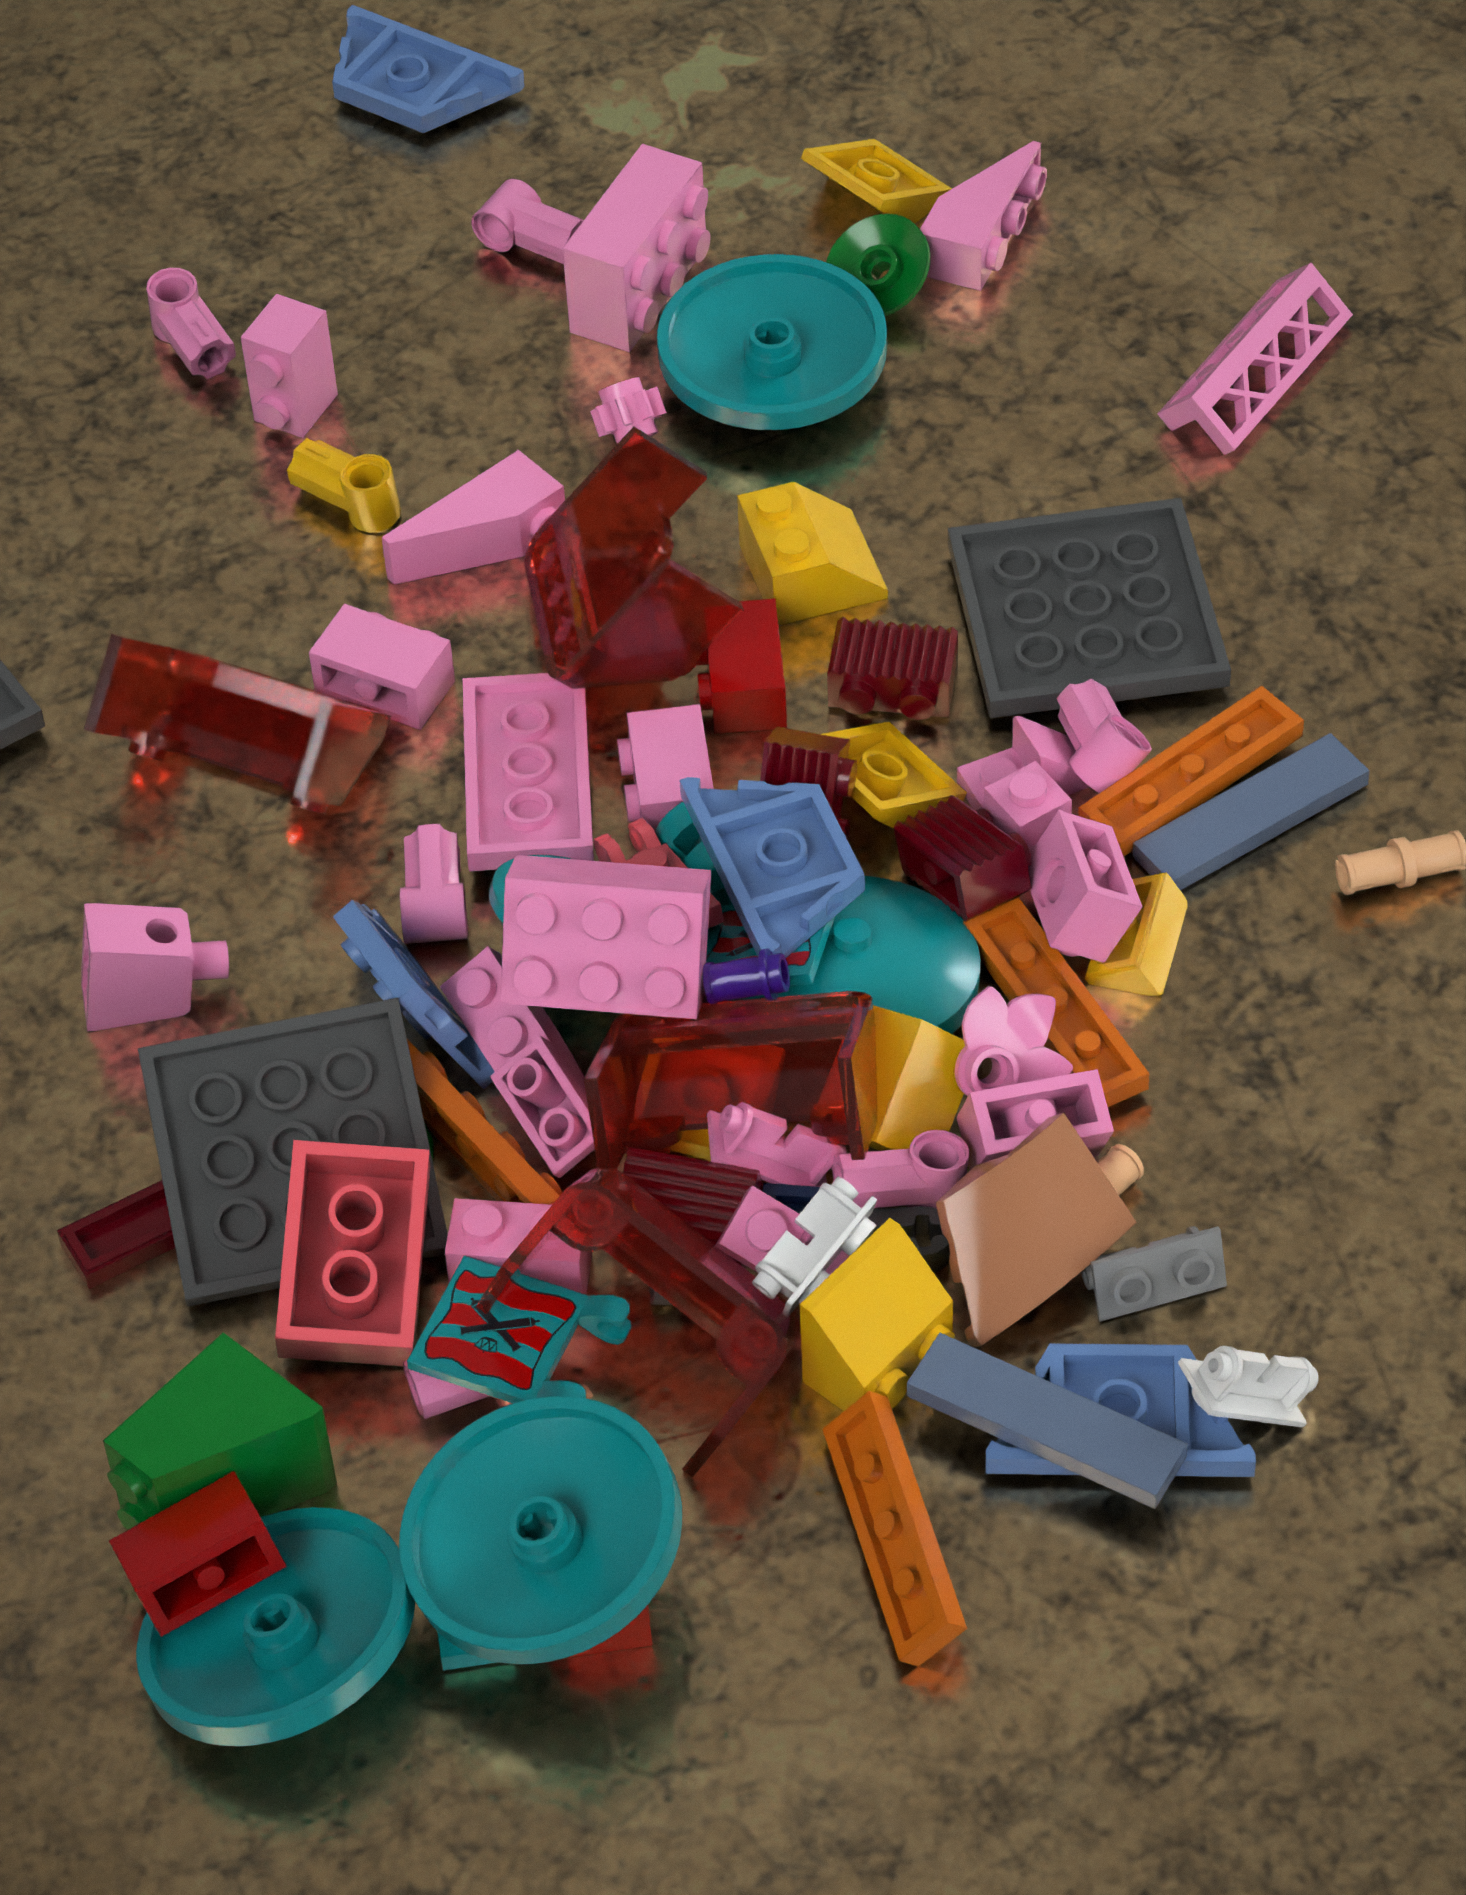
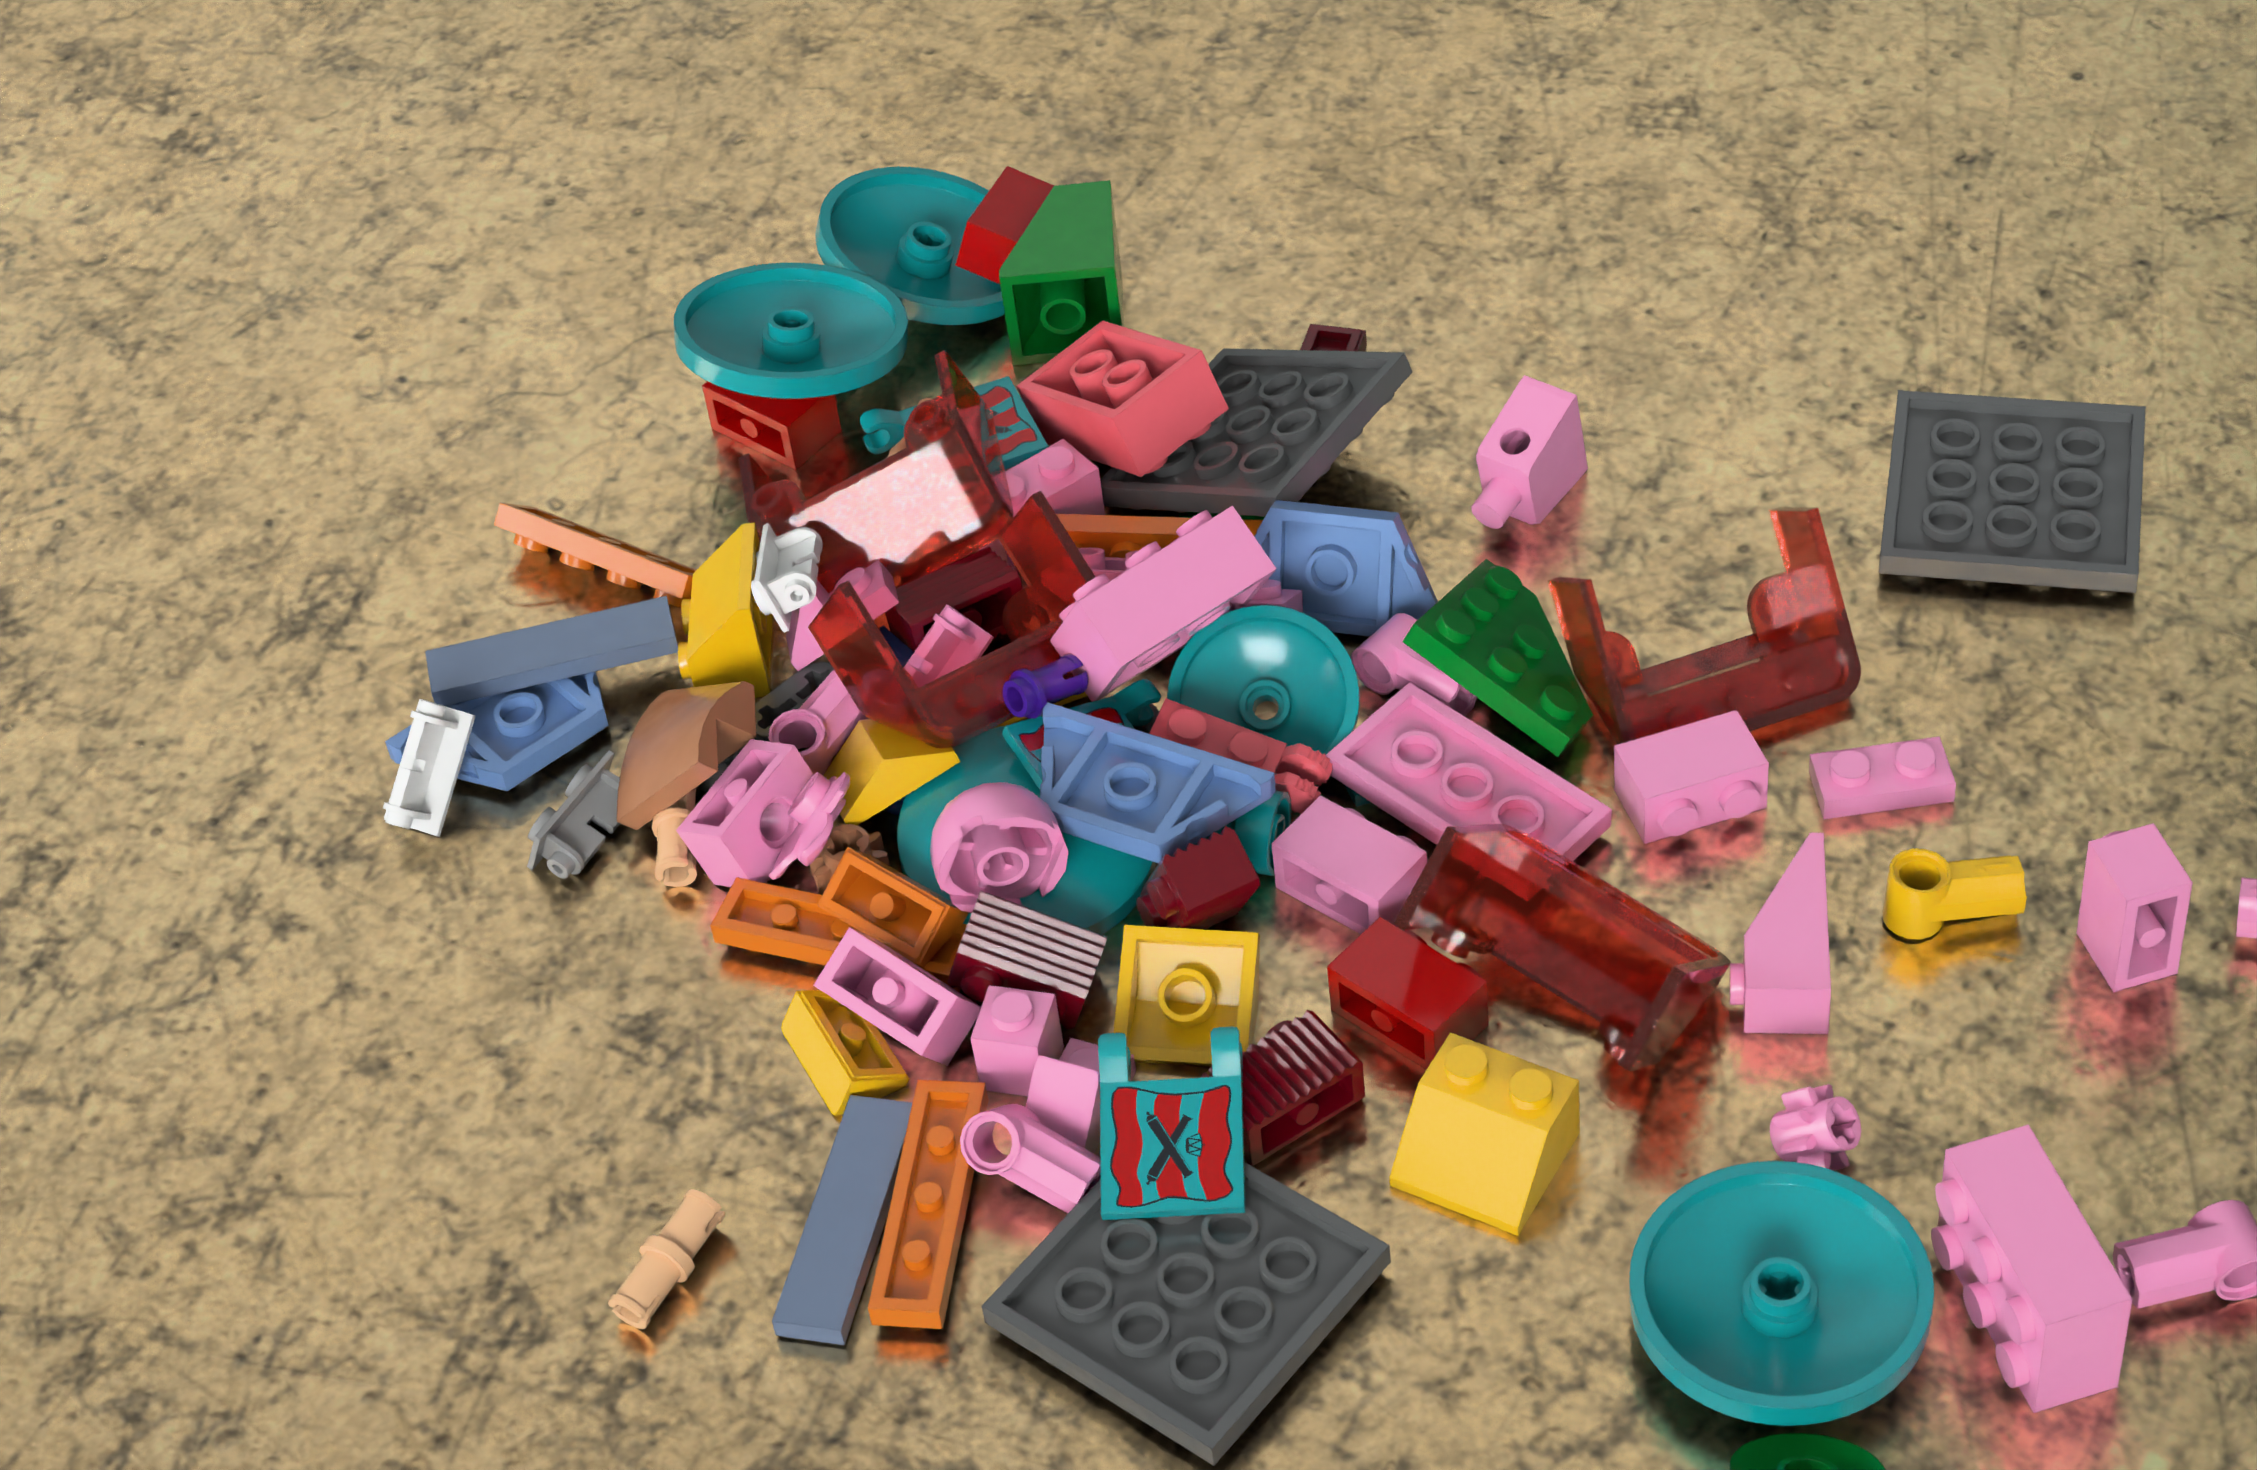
camera: 140 degrees right, 5 degrees down
(264, 595) = (1882, 777): none -> bright pink plate
(379, 830) = (1504, 652): none -> green plate
(919, 885) = (997, 843): none -> bright pink cylinder
(1009, 652) = (1171, 1141): none -> flag
(1009, 952) = (890, 907): none -> orange slope

